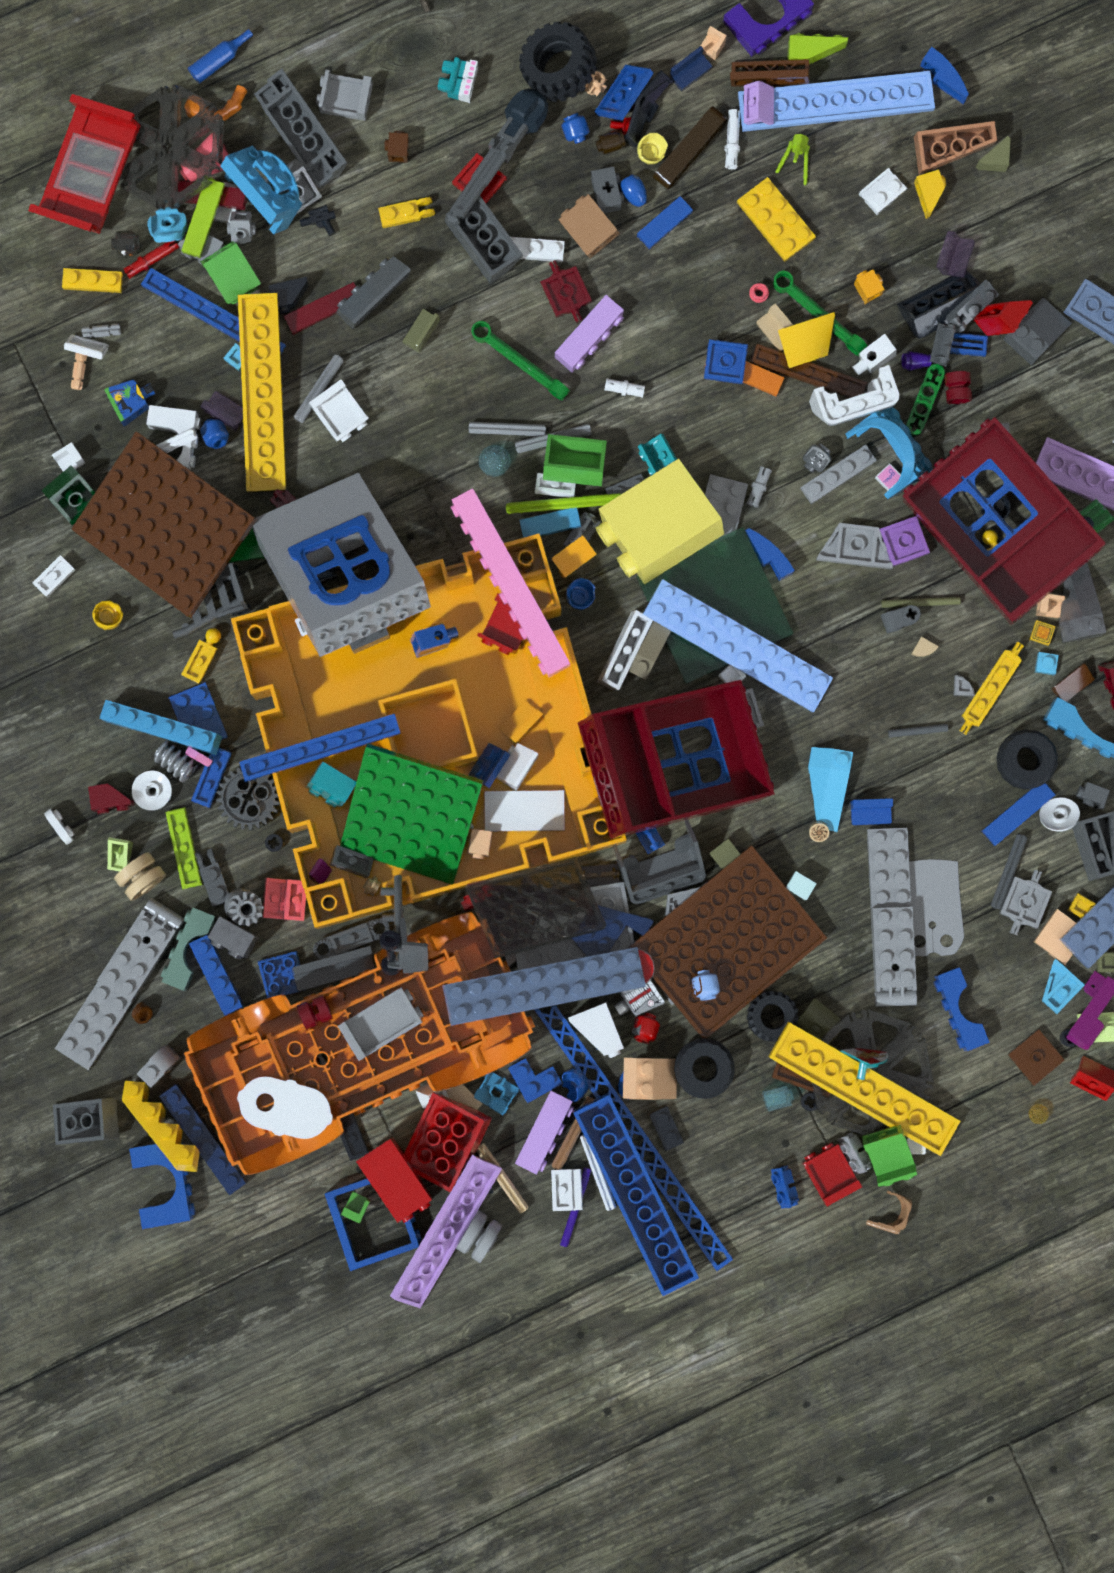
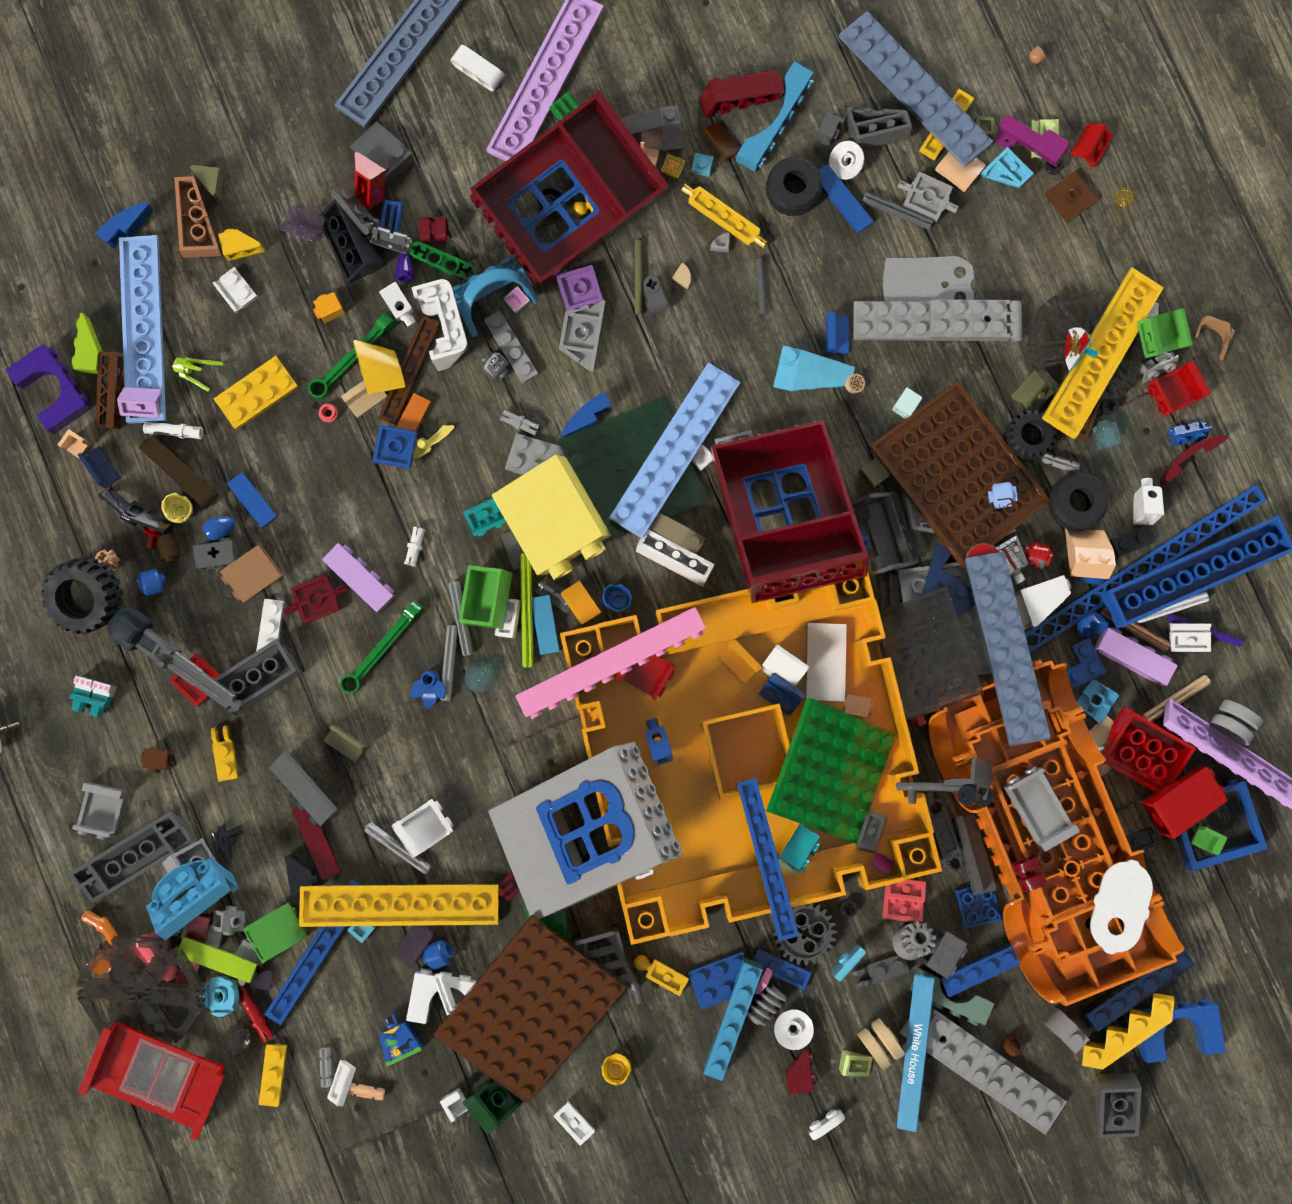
camera: 85 degrees left, 0 degrees up
(133, 911) = (915, 1052): none -> dark azure tile
(183, 265) = (263, 980): none -> clear purple tile
(184, 848) = (850, 998): lime tile -> none
(217, 57) = (51, 939): blue piece -> none
(220, 839) = (847, 962): none -> medium azure plate
(371, 886) = (895, 813): tan plate -> none
(478, 408) = (428, 691): none -> blue plate
(624, 92) = (118, 532): blue tile -> none
(700, 1141) = (1147, 504): none -> white torso
(729, 391) = (423, 445): none -> light yellow piece
(746, 1051) = (1060, 462): none -> light grey axle
(774, 1209) = (1174, 469): none -> dark red slope
(951, 986) = (1004, 268): blue arch -> none

